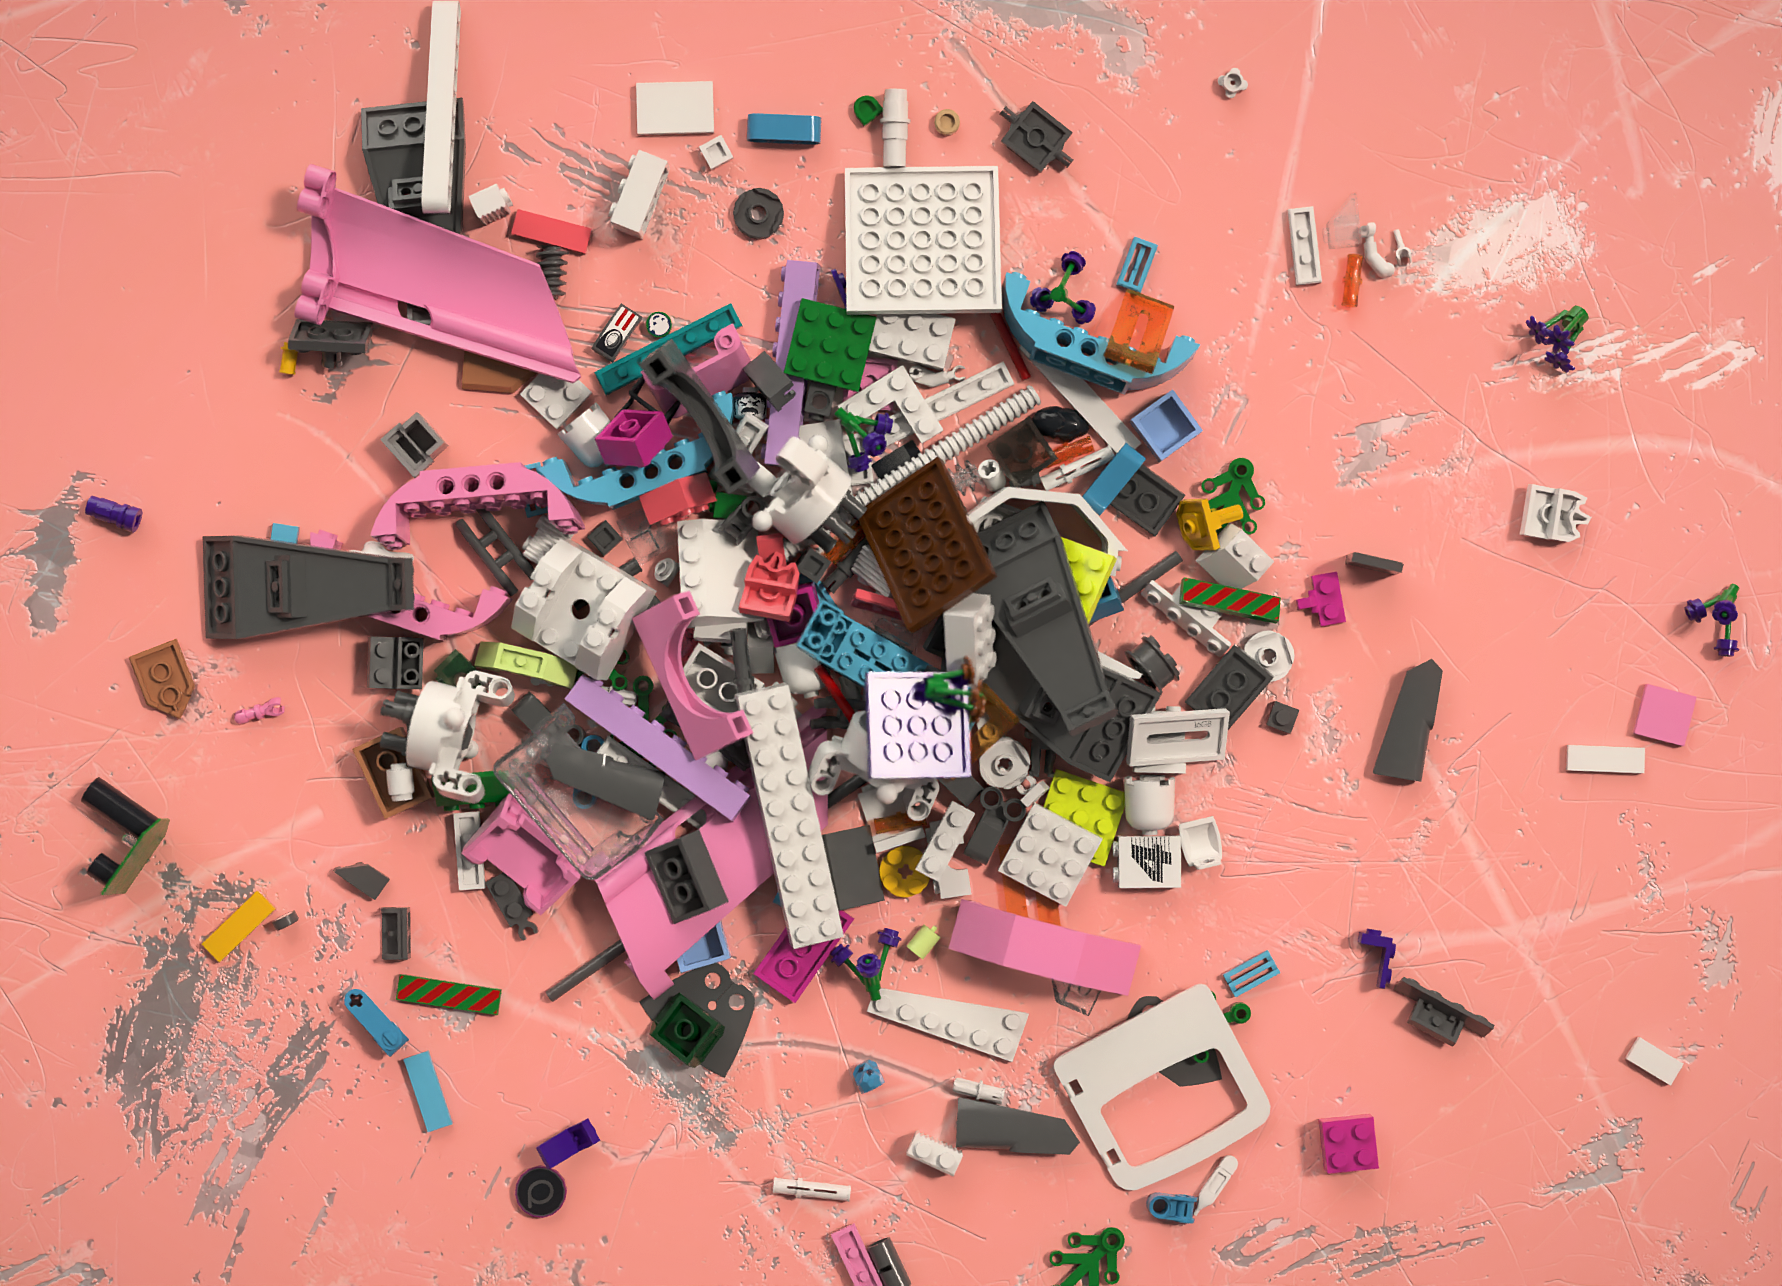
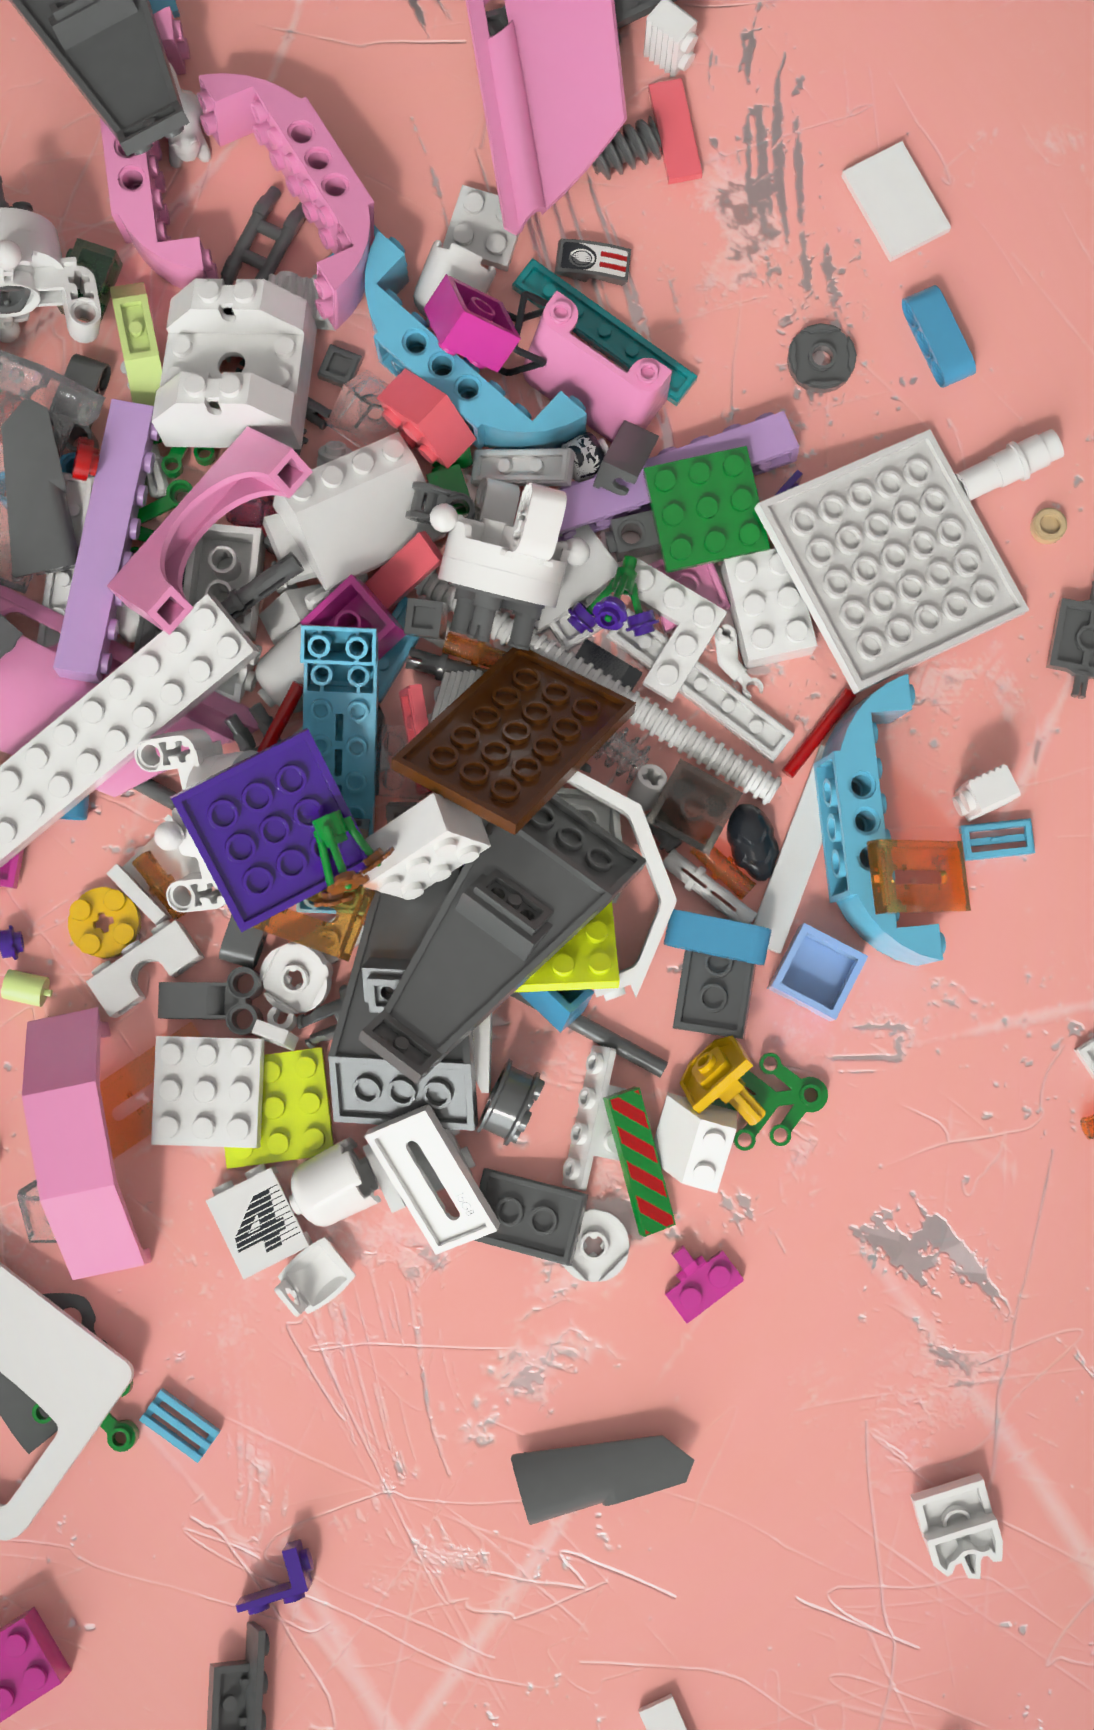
camera: 70 degrees right, 5 degrees down
(395, 662) = (66, 189): dark grey brick -> none
(415, 444) = (343, 90): light grey plate -> none
(492, 375) = (468, 144): nougat tile -> none
(598, 736) = (85, 459): none -> red plate
(639, 193) = (772, 201): white brick -> none
(659, 324) = (628, 306): tile -> none
(672, 371) = (576, 314): dark grey arch -> none
(716, 152) = (868, 272): white plate -> none
(770, 588) = (367, 575): coral plate -> none
(853, 867) = (75, 854): dark grey tile -> none
(867, 109) = (1013, 423): green tile -> none
(945, 841) = (157, 948): white brick -> none
(1043, 298) = (897, 744): dark purple plant -> none
(1105, 259) = (985, 793): none -> white brick
(1282, 717) = (525, 1302): dark grey plate -> none
(1374, 563) = (779, 1324): dark grey tile -> none

